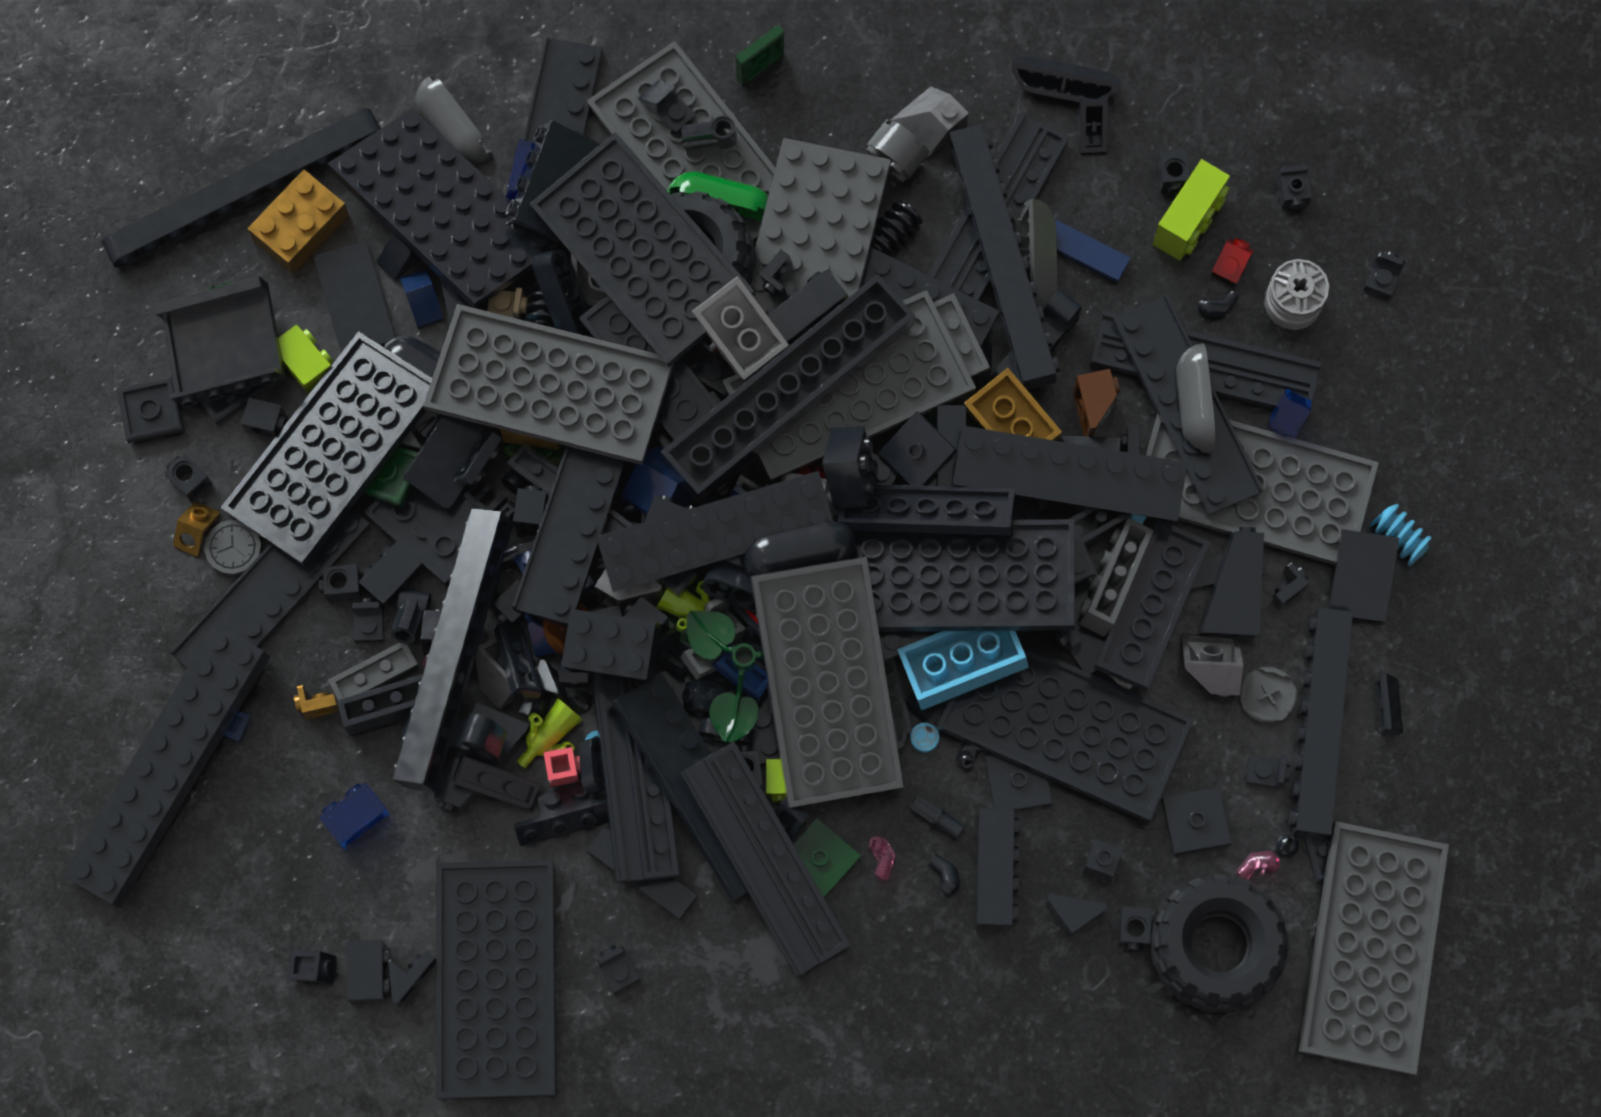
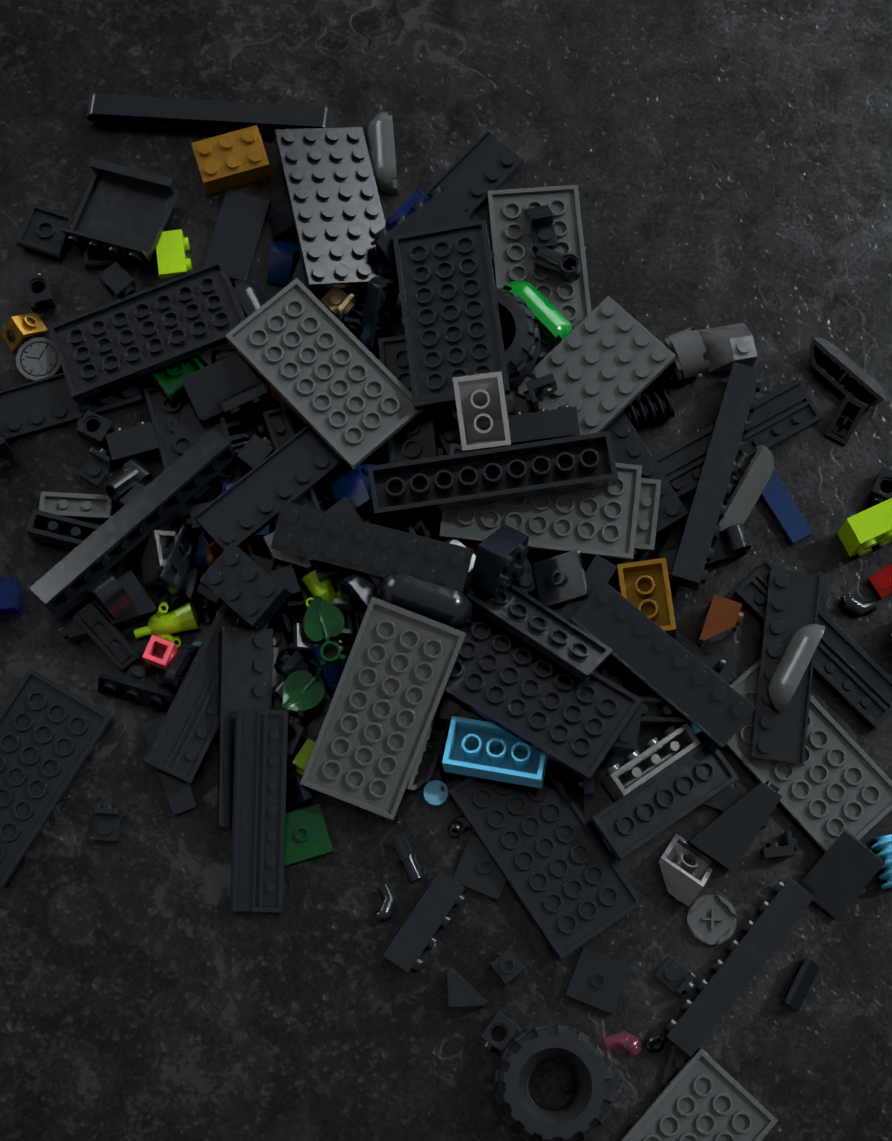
camera: 30 degrees right, 0 degrees up
(320, 705) = (19, 504): pearl gold bracket -> none
(760, 55) = (631, 228): dark green plate -> none
(884, 855) = (351, 861): clear pink arm -> none
(1290, 413) = (860, 718): clear blue brick -> none

